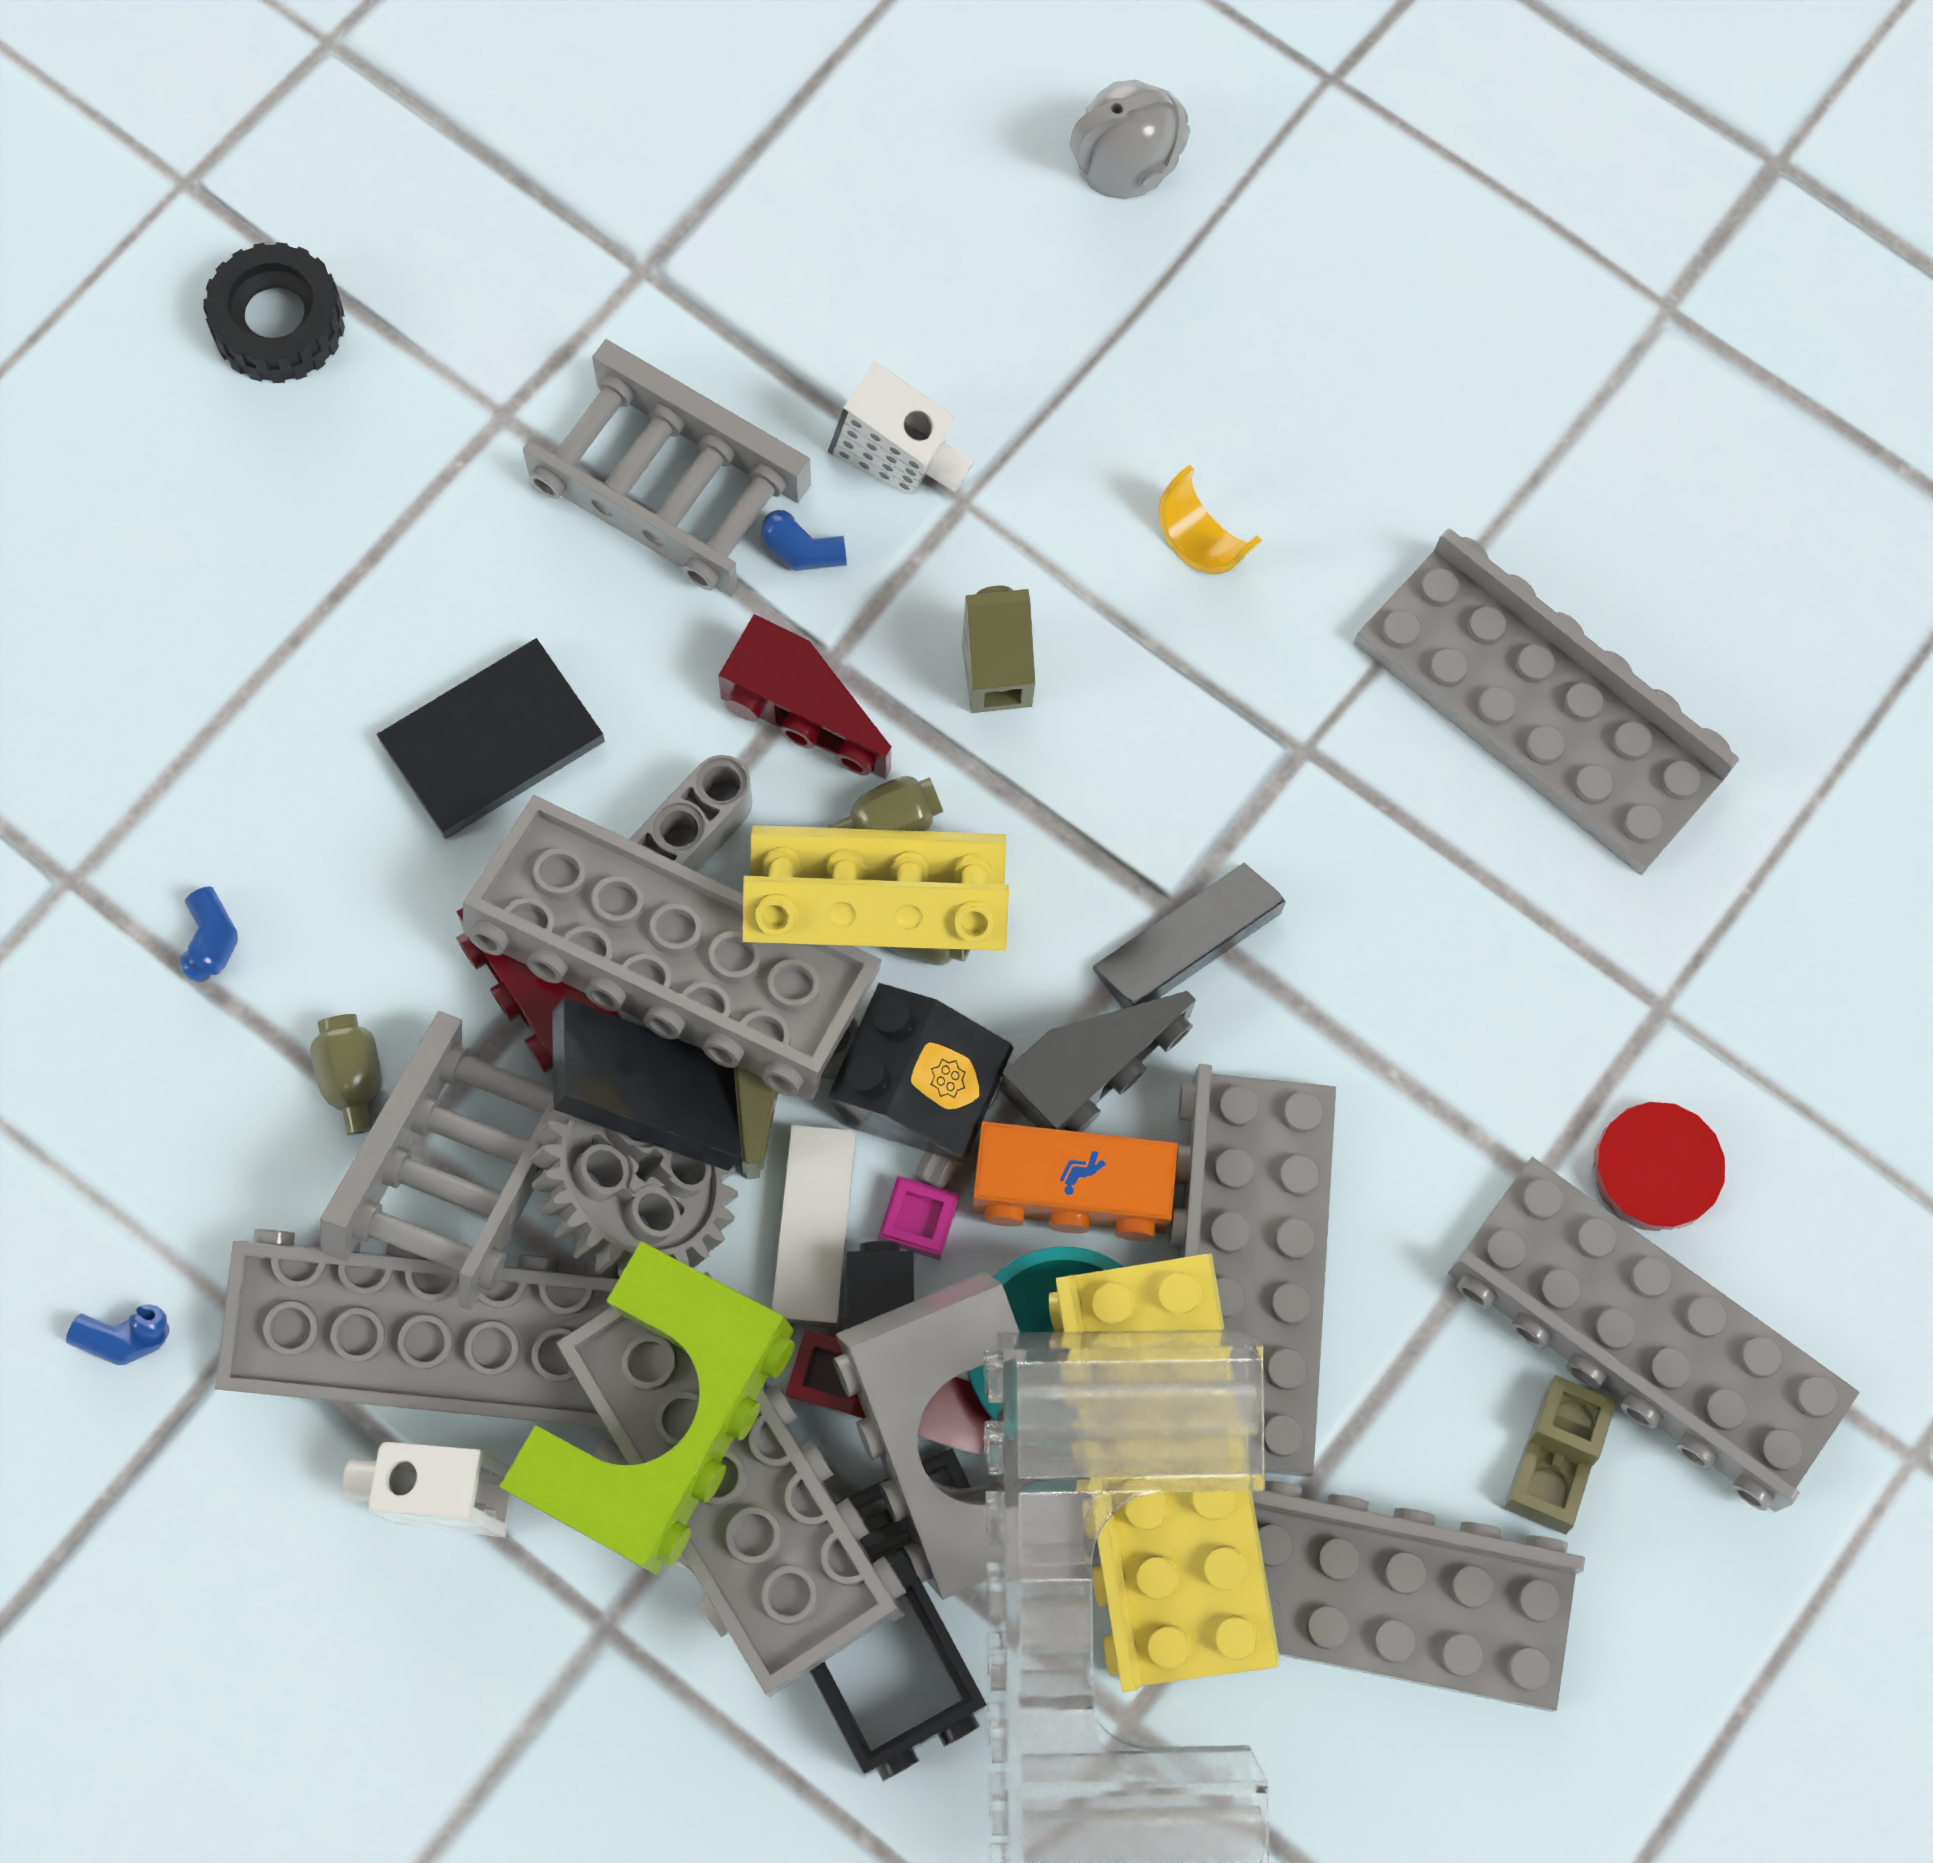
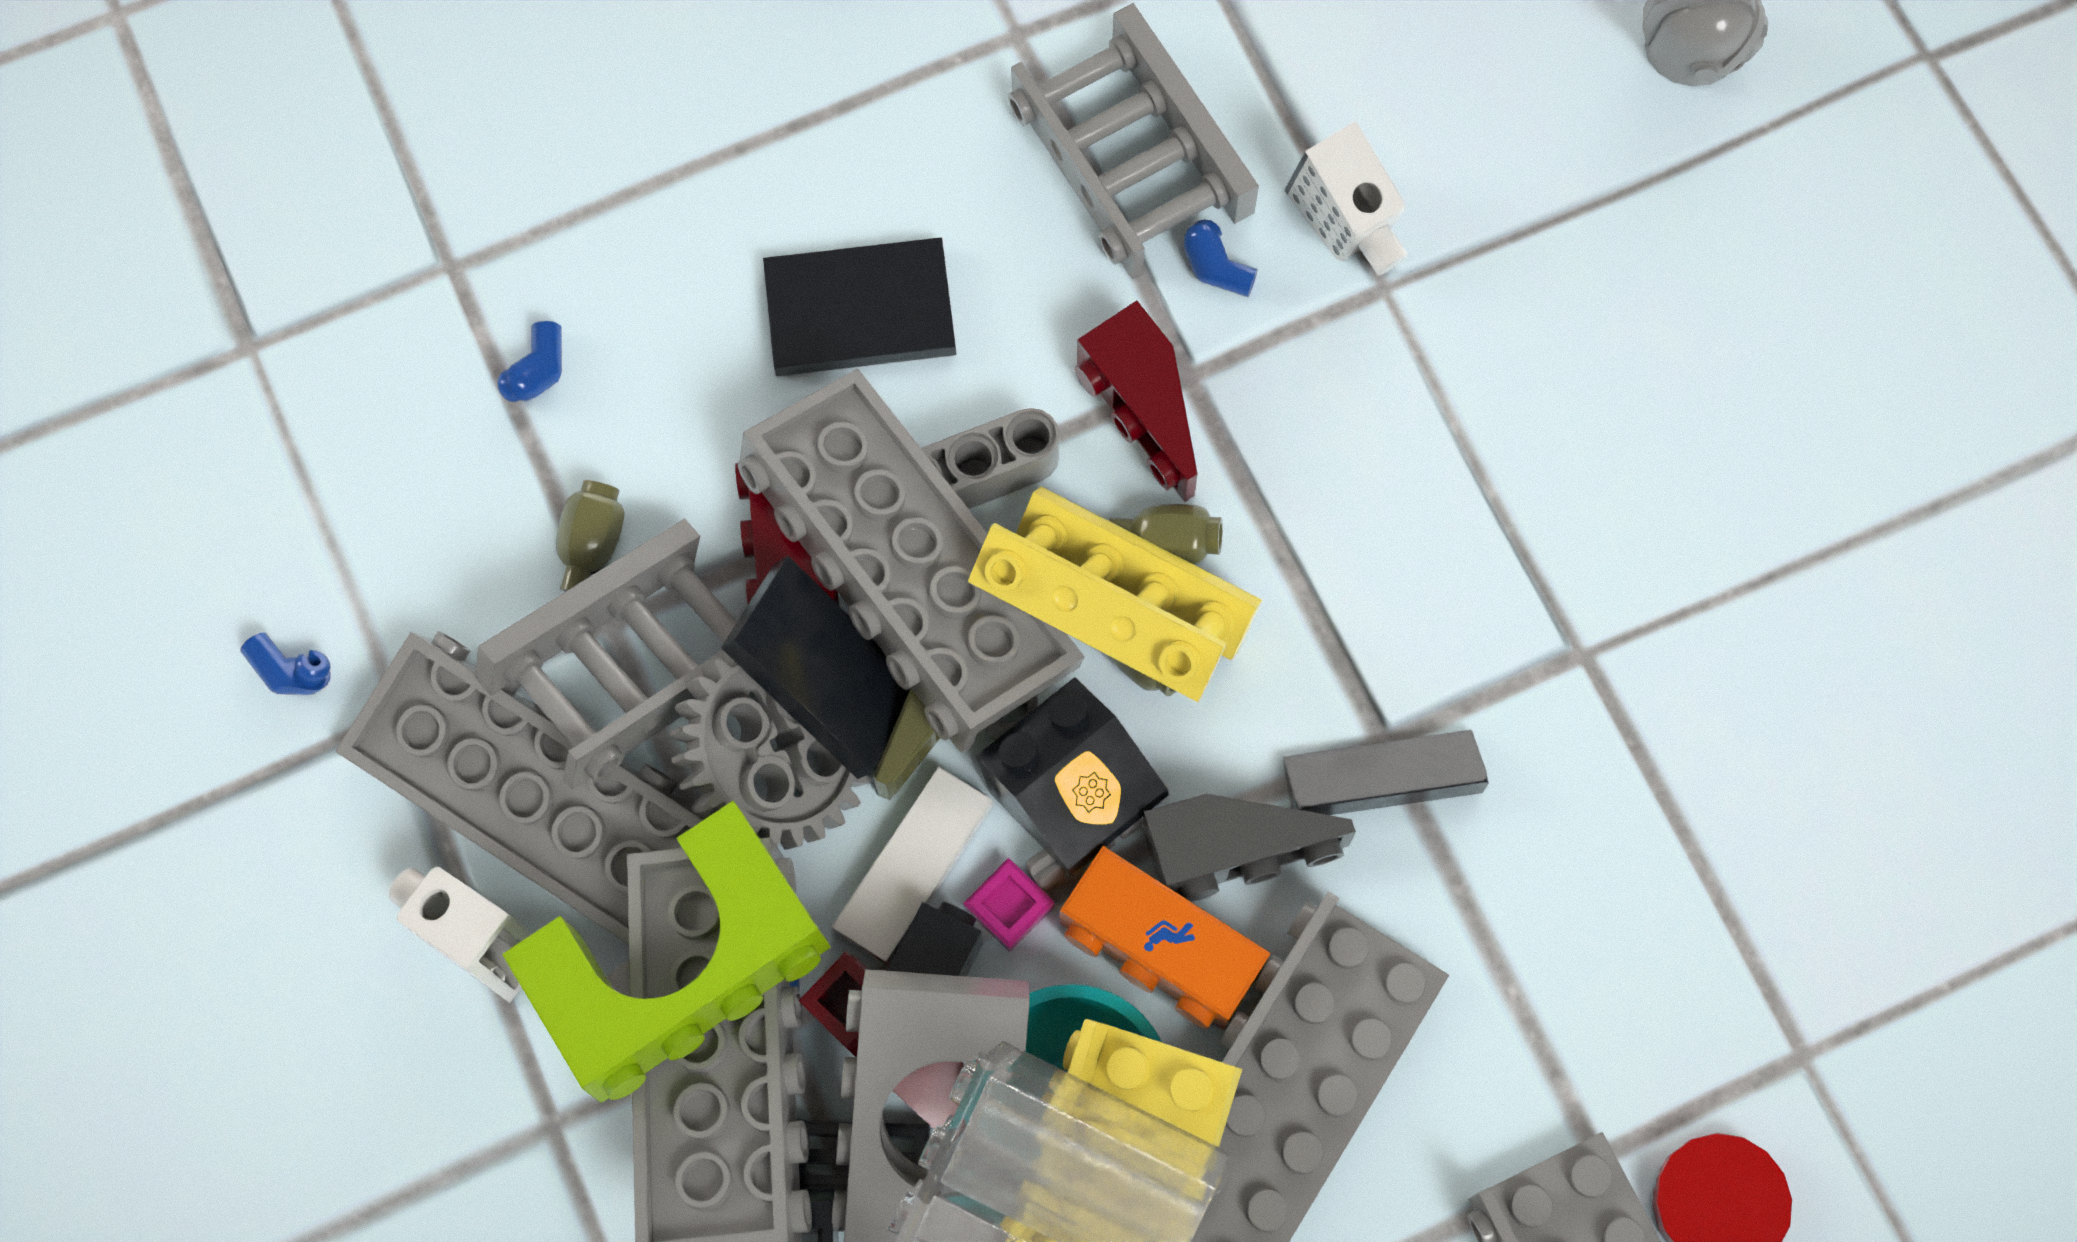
camera: 35 degrees right, 0 degrees up
(998, 649) = (1340, 431): olive slope -> none
(1194, 533) = (1581, 408): yellow helmet -> none
(1547, 700) = (1839, 719): light grey bracket -> none

